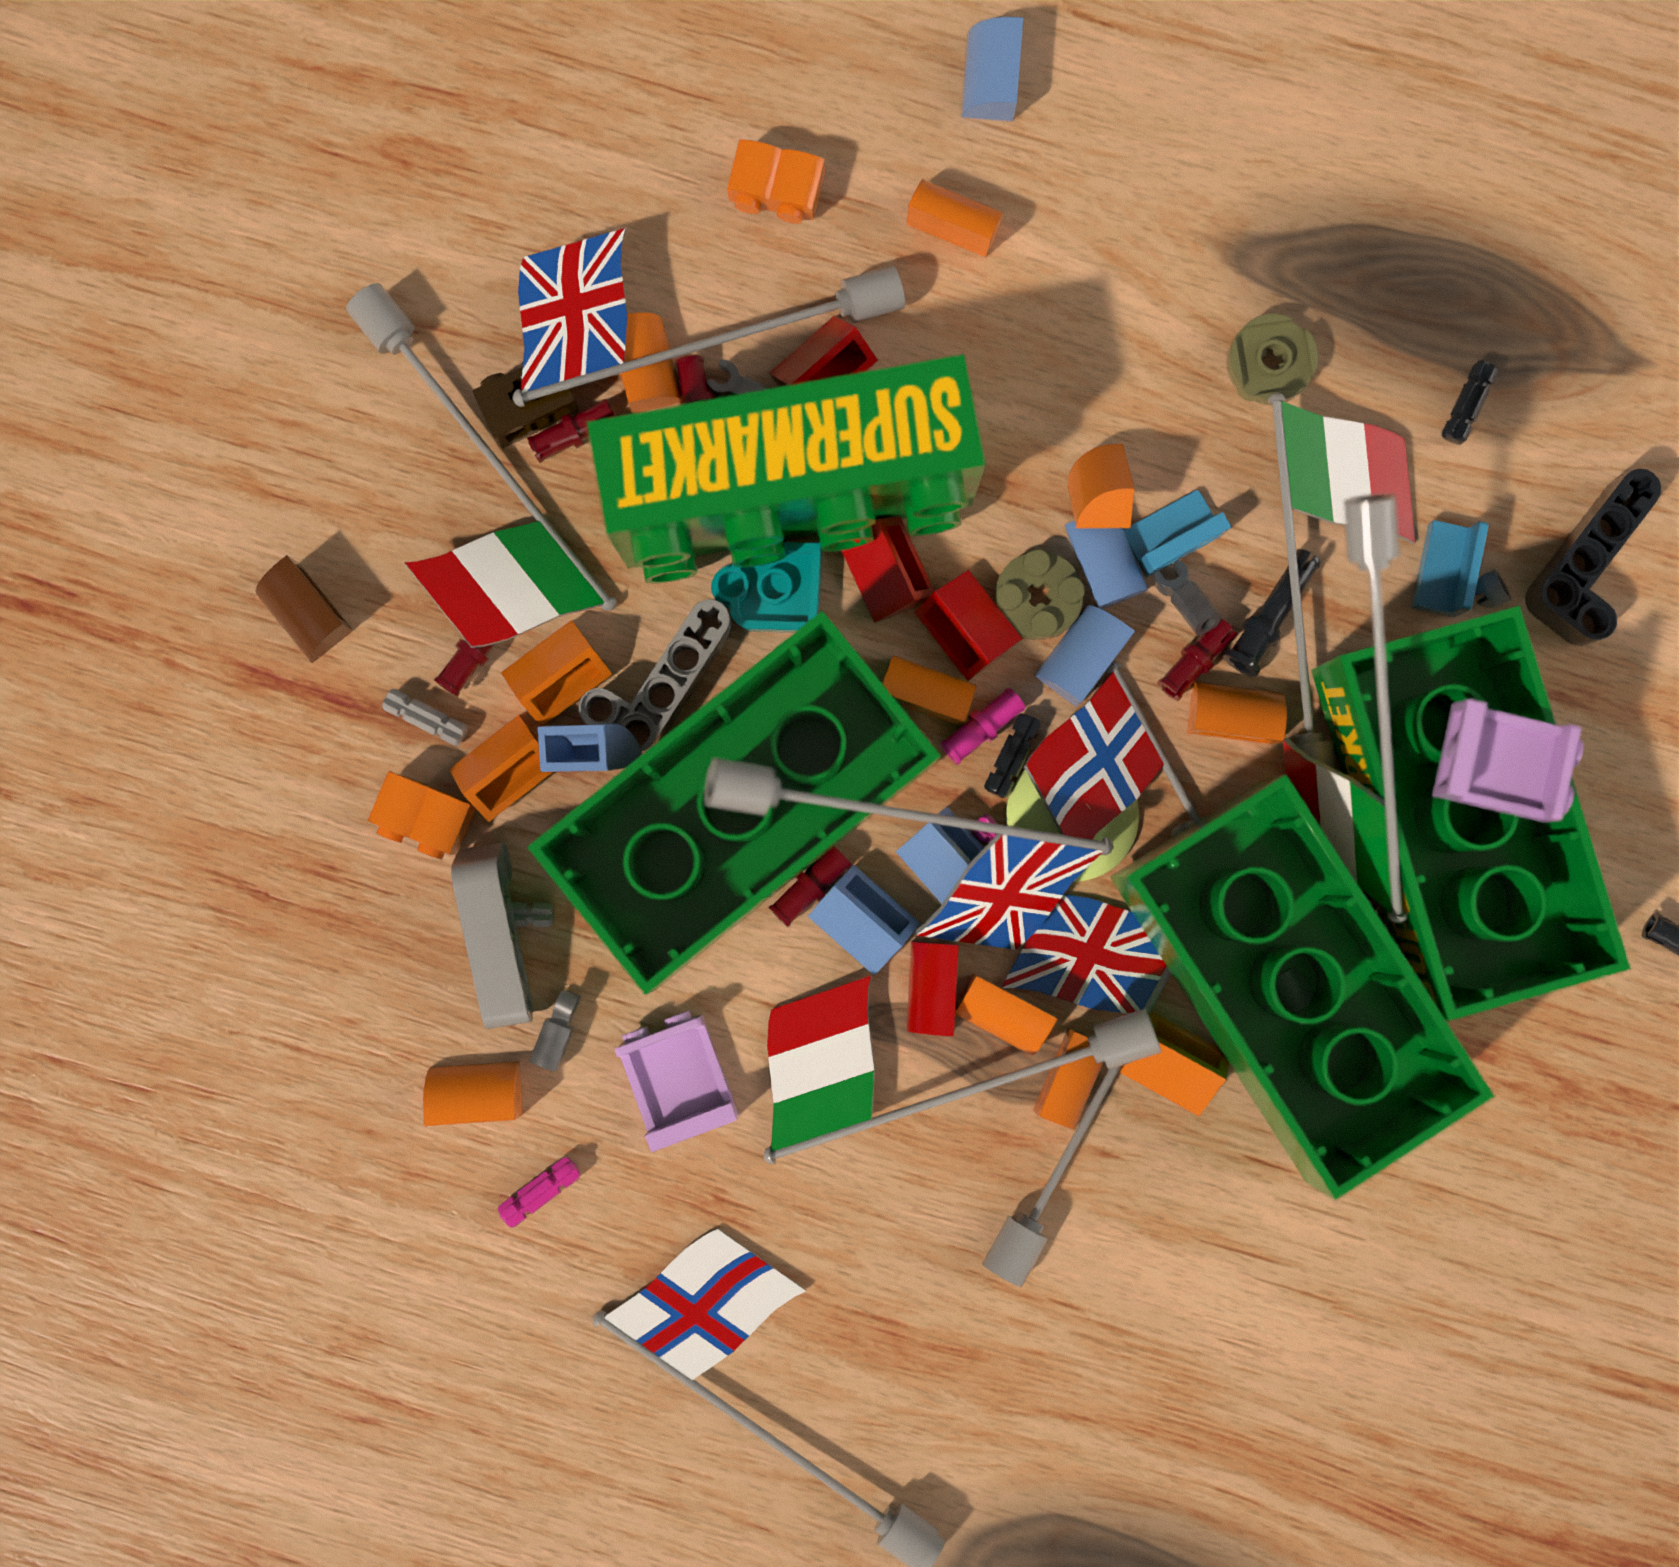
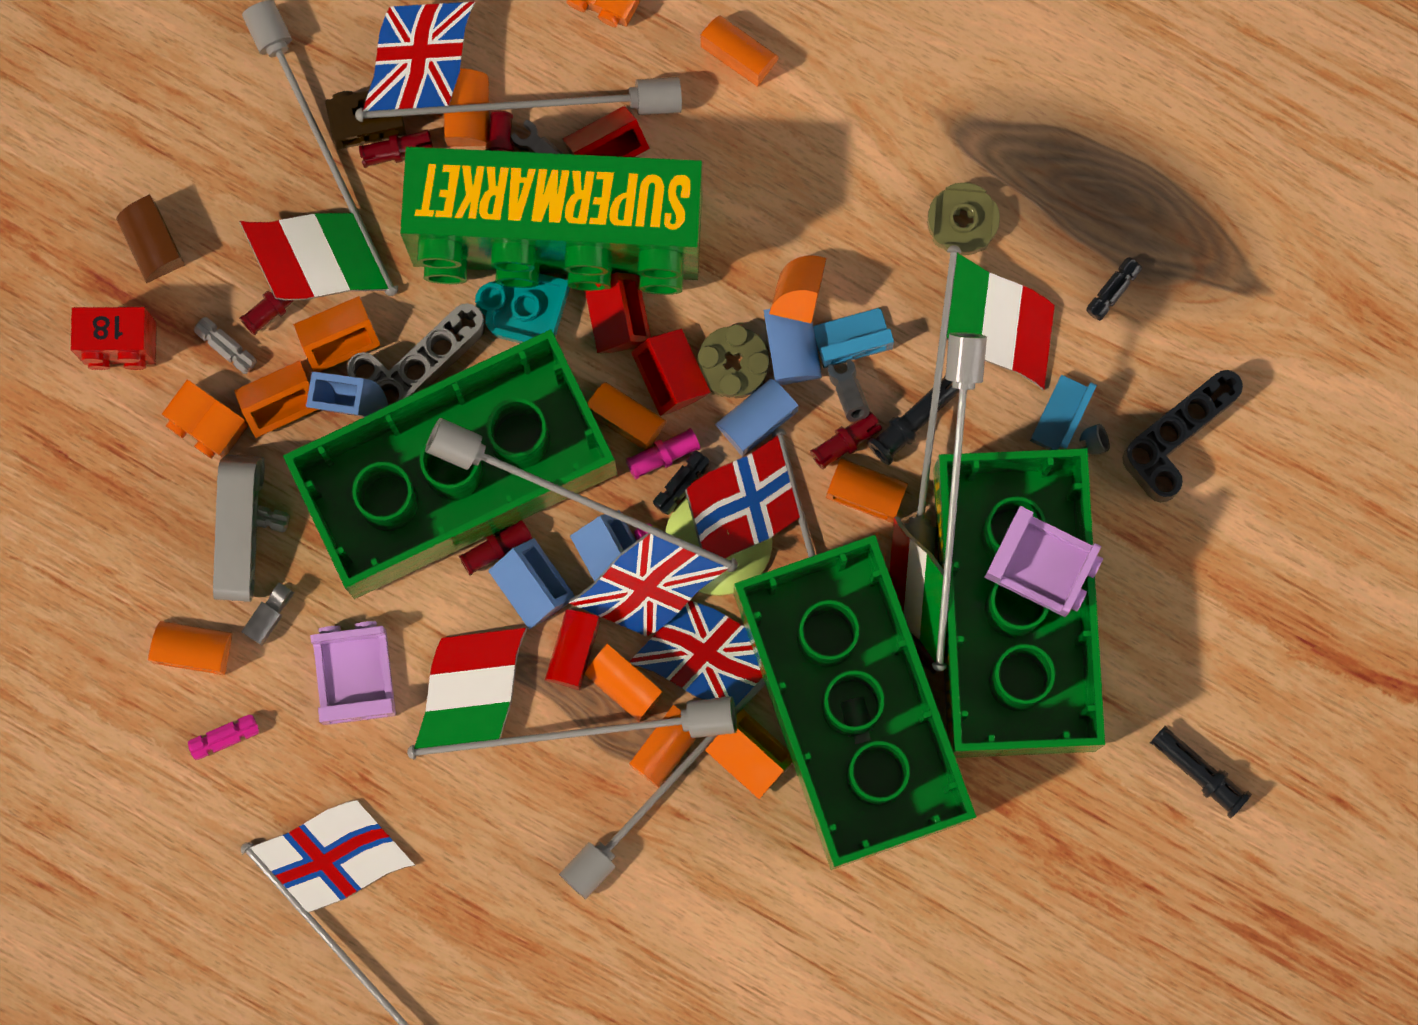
camera: 15 degrees right, 5 degrees down
(285, 740) = (113, 337): none -> red brick

